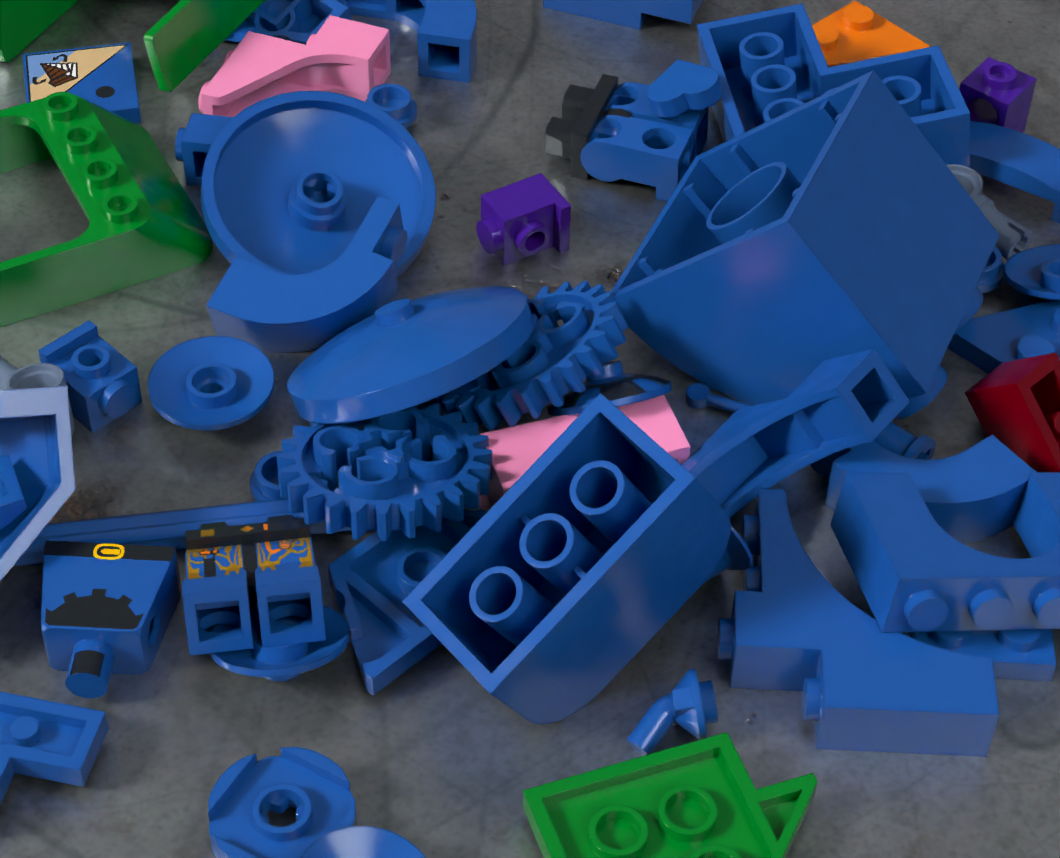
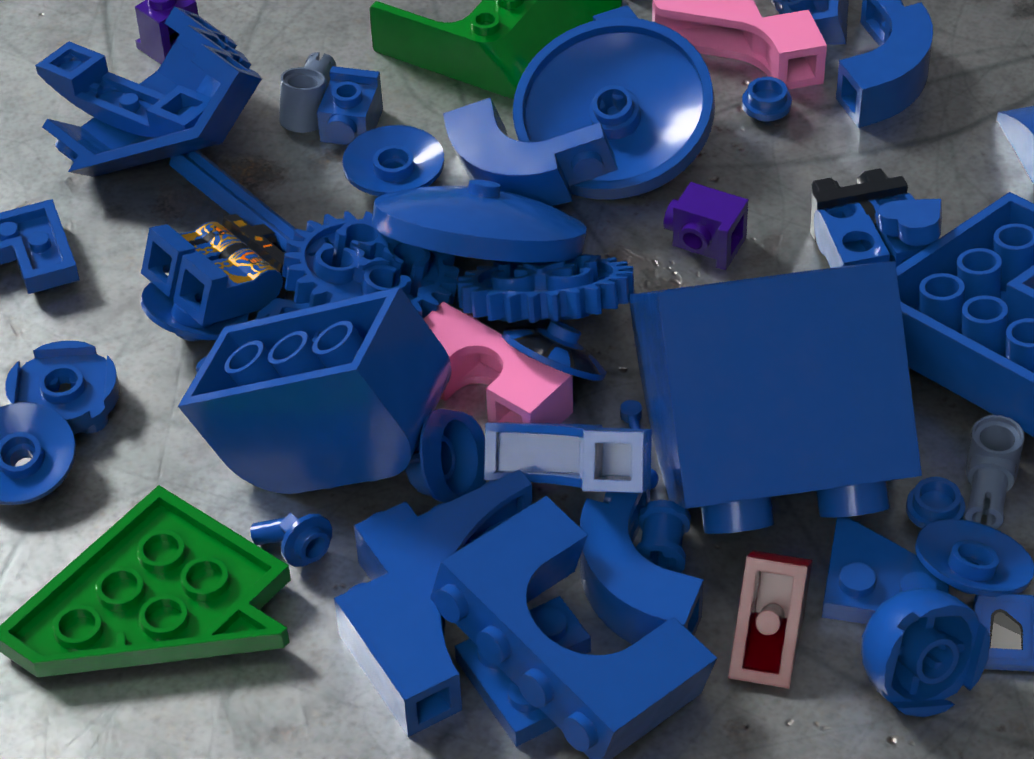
camera: 60 degrees right, 0 degrees up
(106, 609) = (147, 202): blue torso -> none

